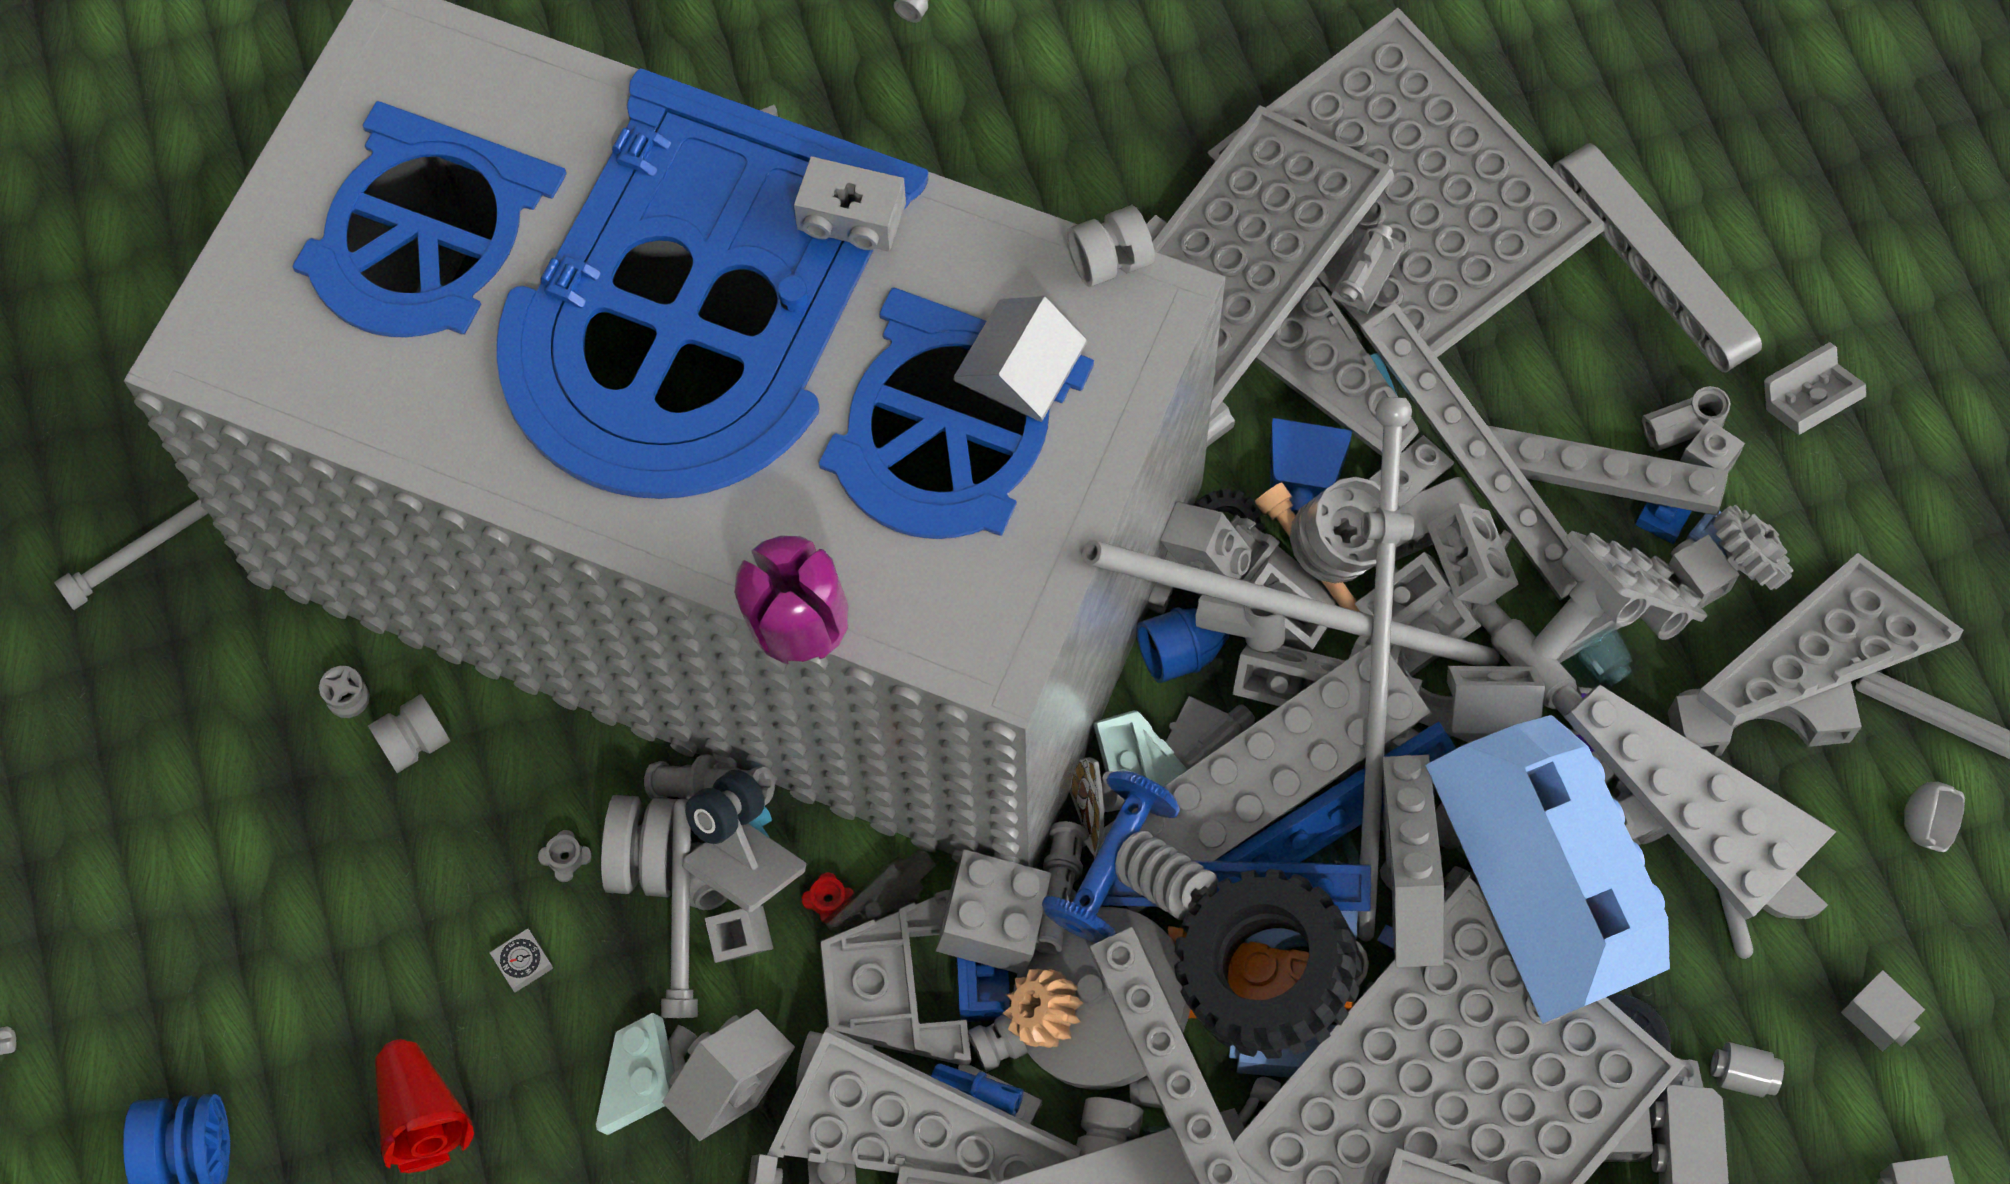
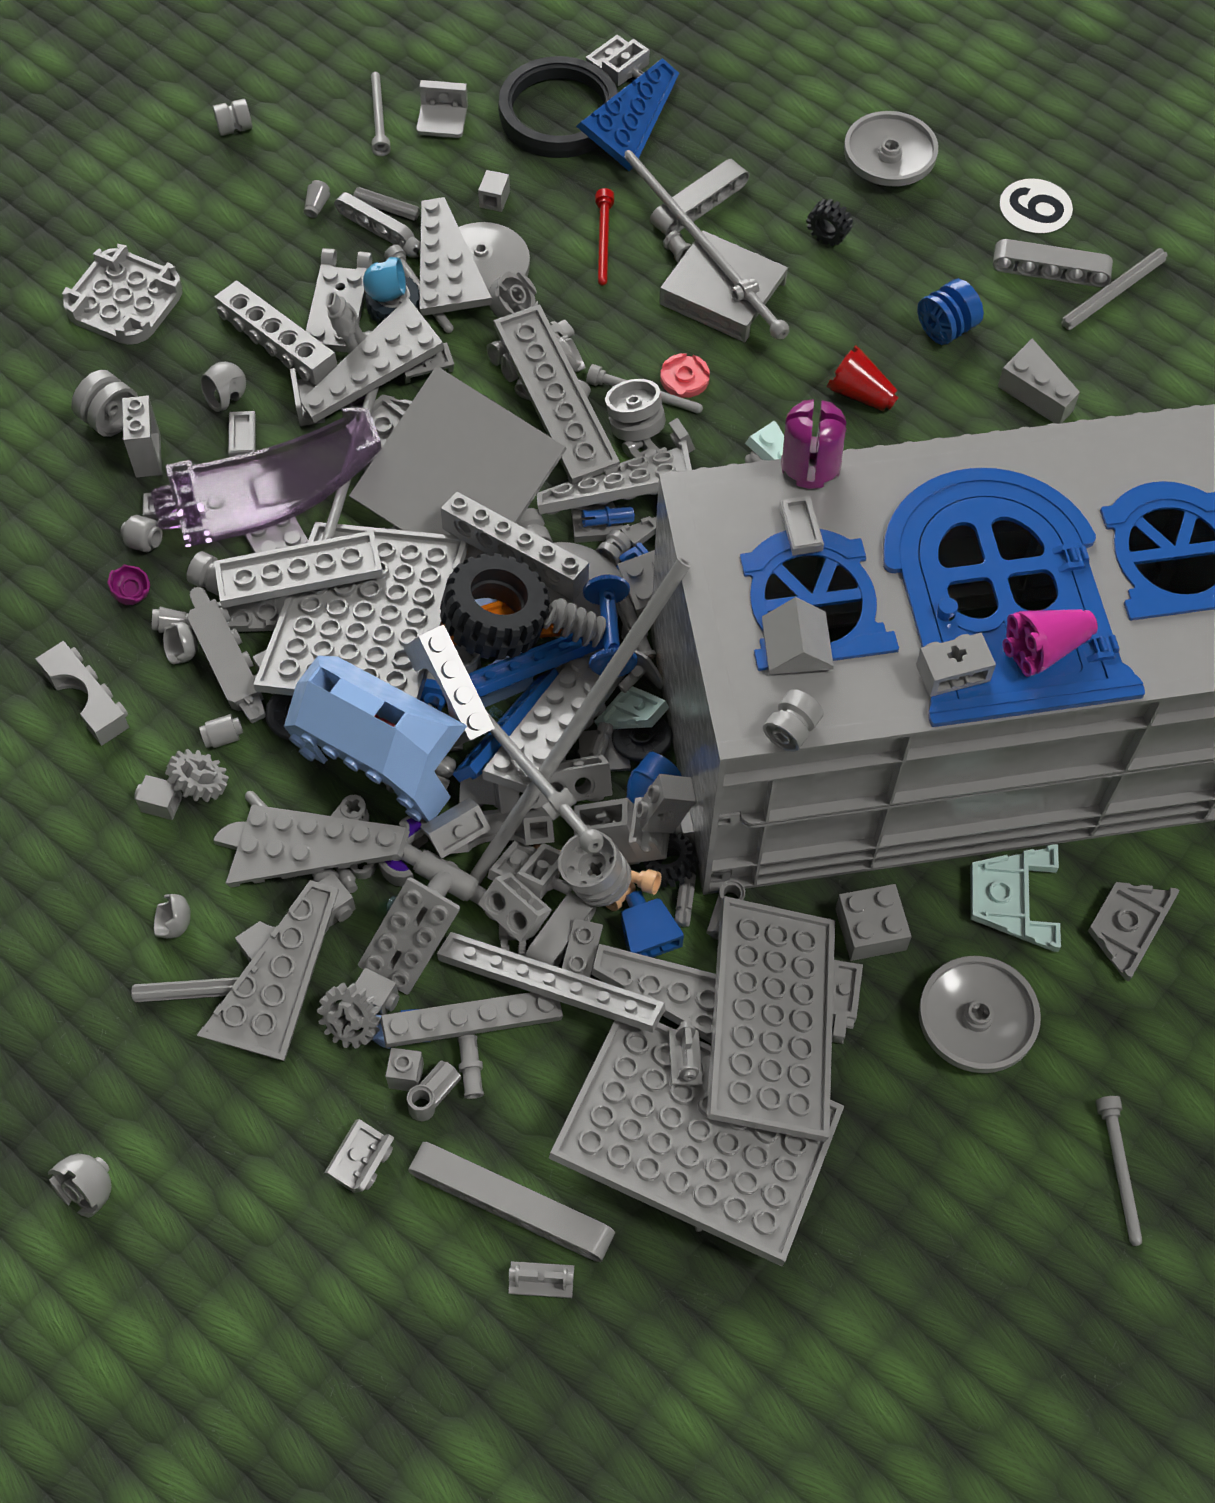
camera: 145 degrees right, 5 degrees down
(156, 946) = (1039, 383): none -> light grey wedge
(709, 164) = (1046, 636): none -> dark pink cone
(727, 1073) = (729, 445): light grey brick -> none
(889, 519) = (801, 525): none -> light grey tile
(988, 140) = (979, 1014): none -> light grey dish
(1043, 1008) = (599, 552): light nougat gear -> none
(1161, 701) = (635, 750): none -> black wheel
(1239, 473) = (685, 901): none -> light grey axle
(1261, 629) = (623, 785): light grey piece -> none
(1625, 423) = (470, 1067): none -> light grey pin
(1661, 167) = (541, 1279): none -> light grey hinge
(1829, 992) = (196, 775): none -> light grey gear

